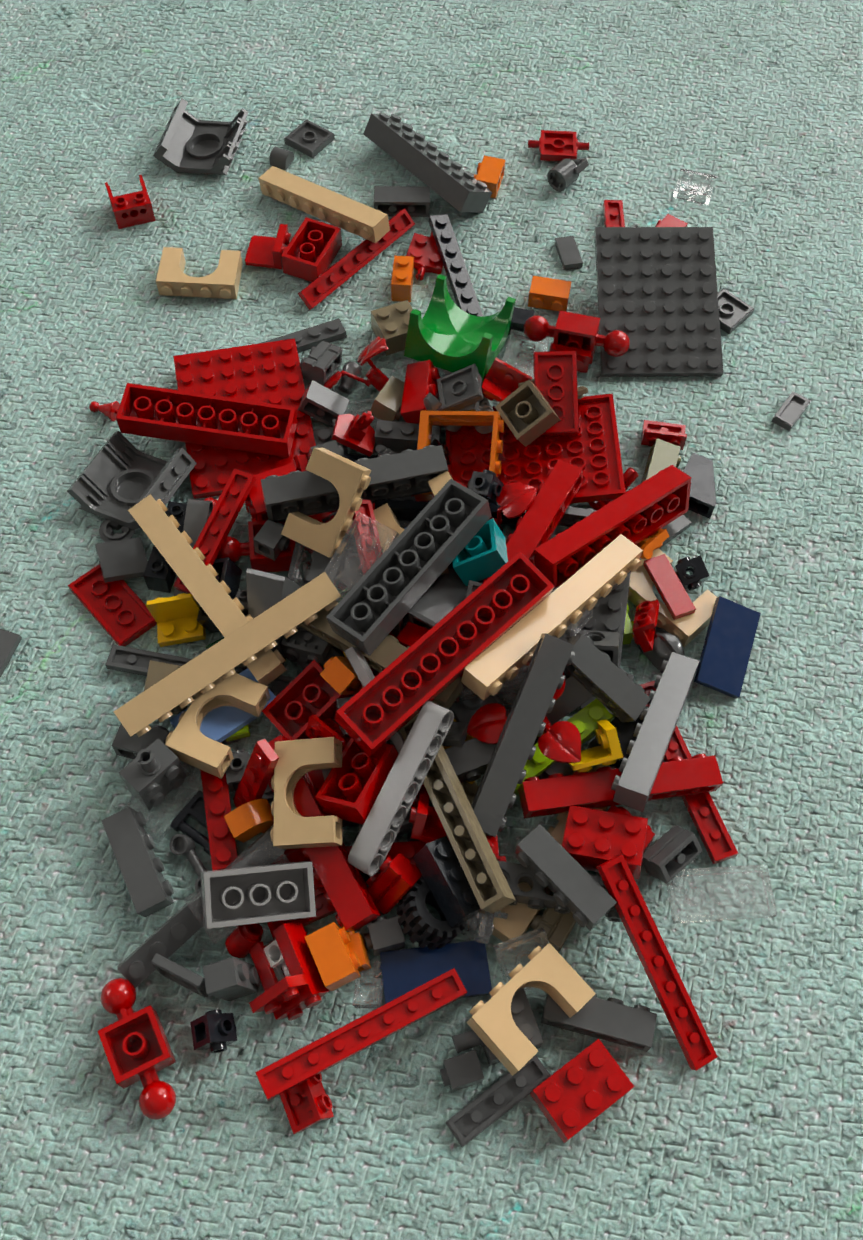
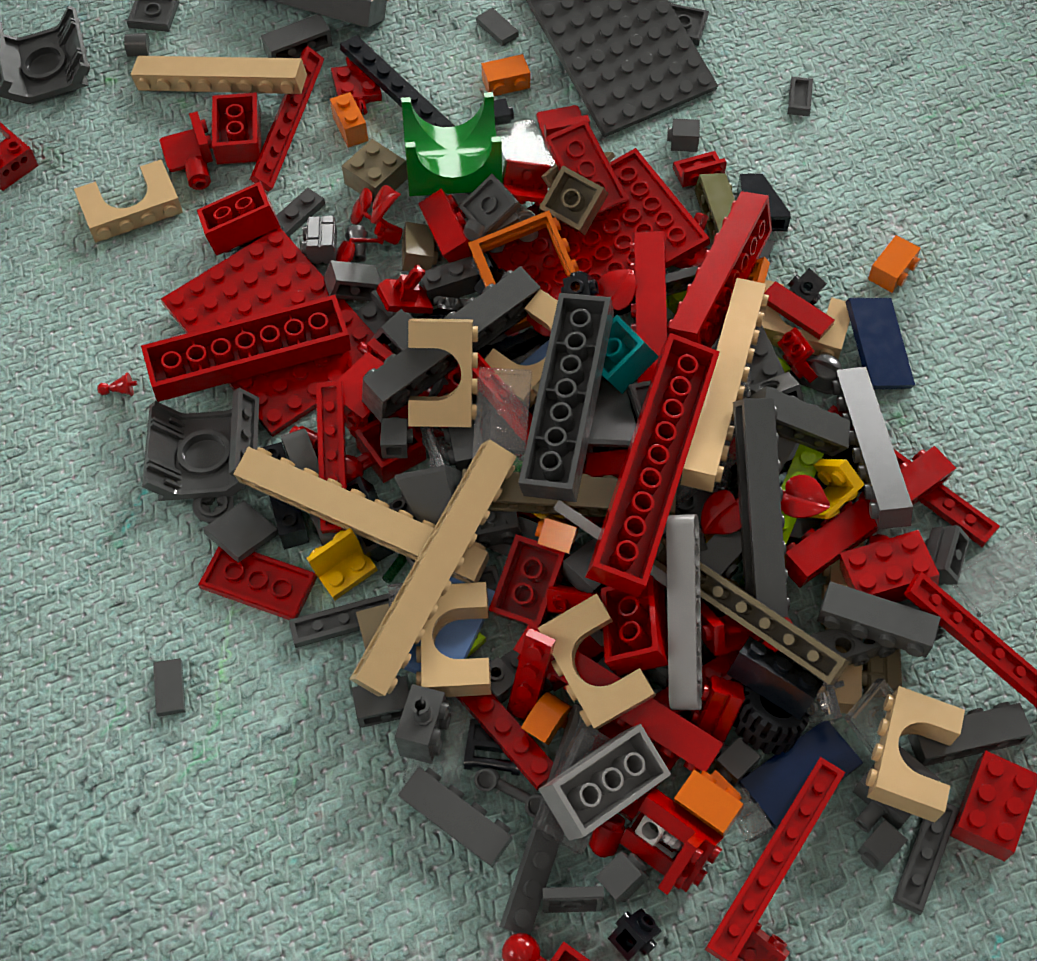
camera: 25 degrees left, 0 degrees up
(263, 273) = (197, 173): none -> red brick
(267, 319) = (238, 218): none -> red brick
(577, 332) = (562, 102): red brick -> none
(667, 401) = (684, 135): none -> dark grey brick
(784, 586) = (894, 264): none -> orange brick

